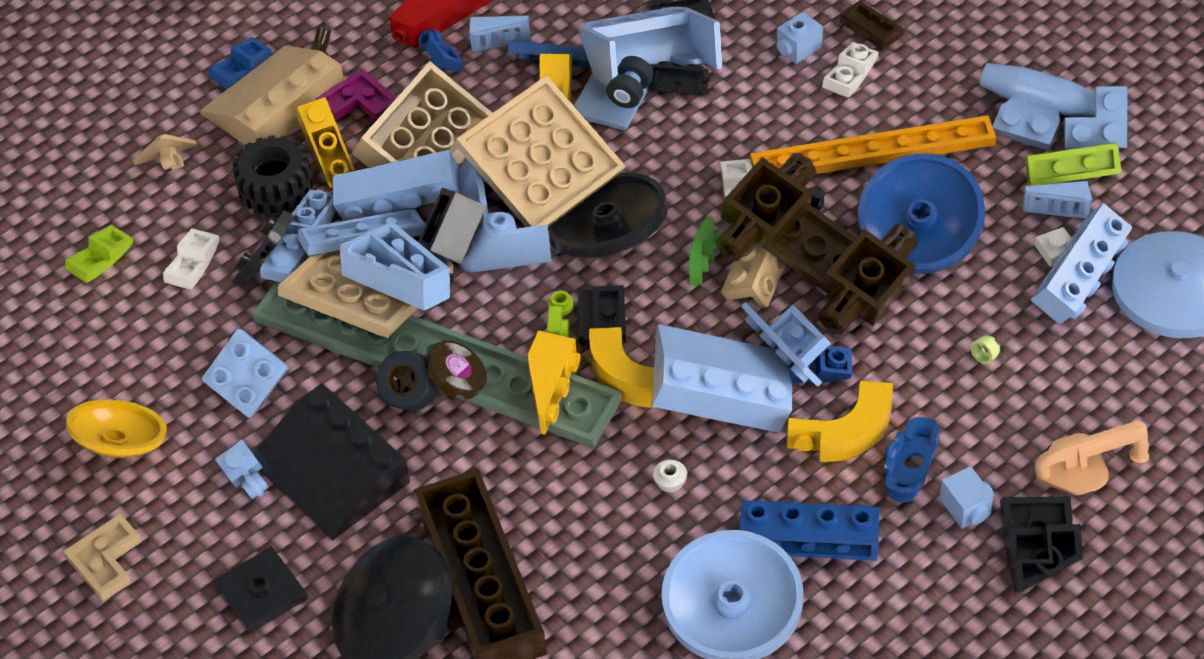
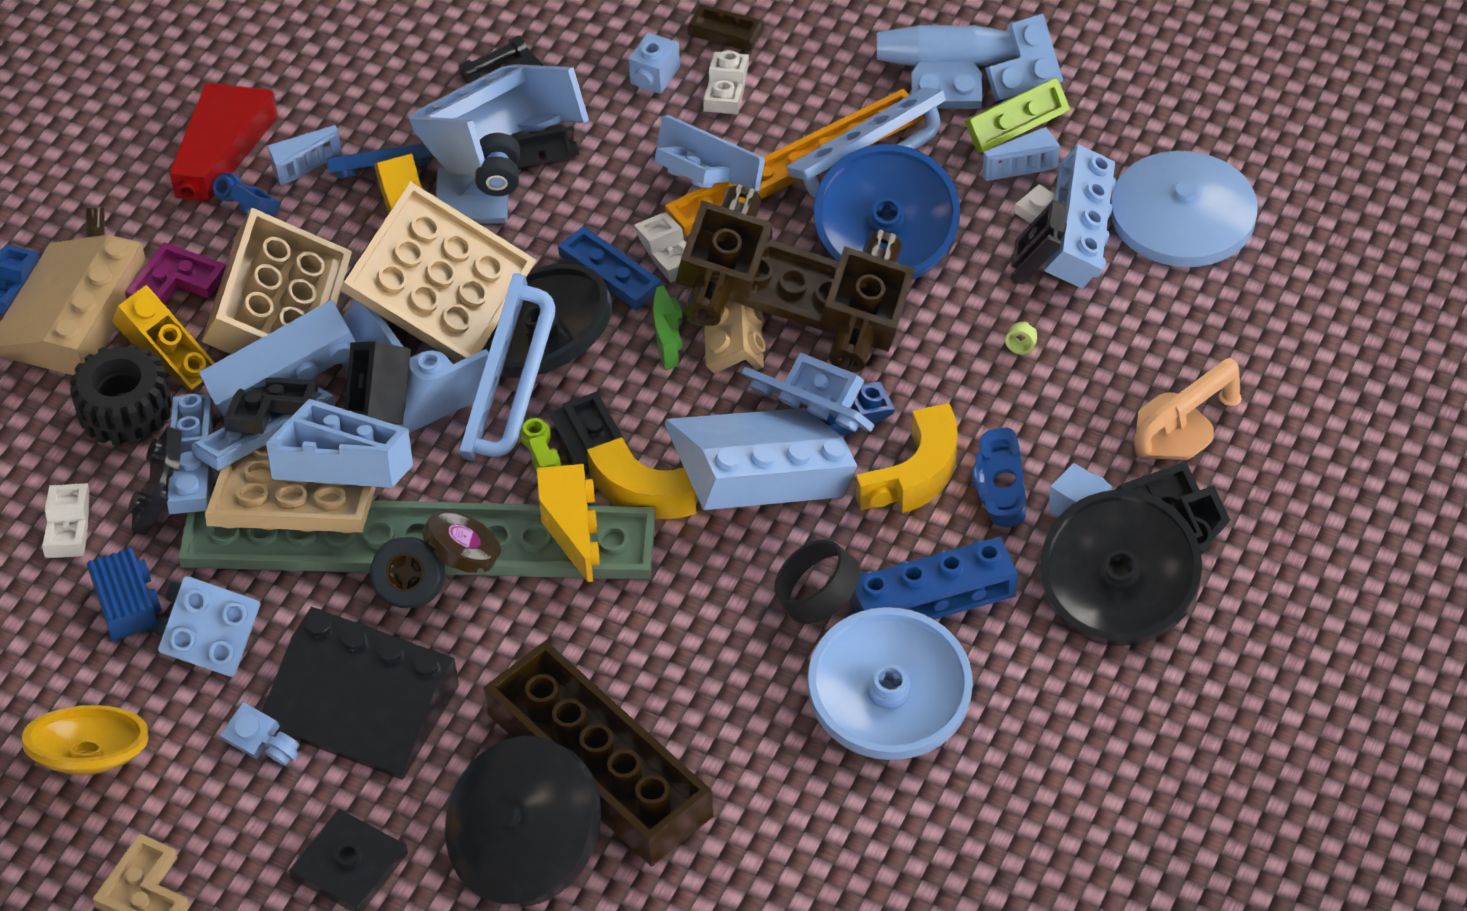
camera: 25 degrees left, 0 degrees up
(201, 327) = (123, 594): none -> blue brick
(353, 217) = (252, 409): none -> black plate
(547, 240) = (472, 441): none -> light blue piece
(673, 482) = (753, 588): white plate -> none
(684, 189) = (620, 273): none -> blue plate
(724, 505) = (831, 596): none -> black tyre
(797, 124) = (705, 156): none -> light blue bracket
(942, 141) = (871, 130): none -> light blue piece
(968, 566) = (1121, 567): none -> black dish
(1034, 274) = (1038, 241): none -> black plate

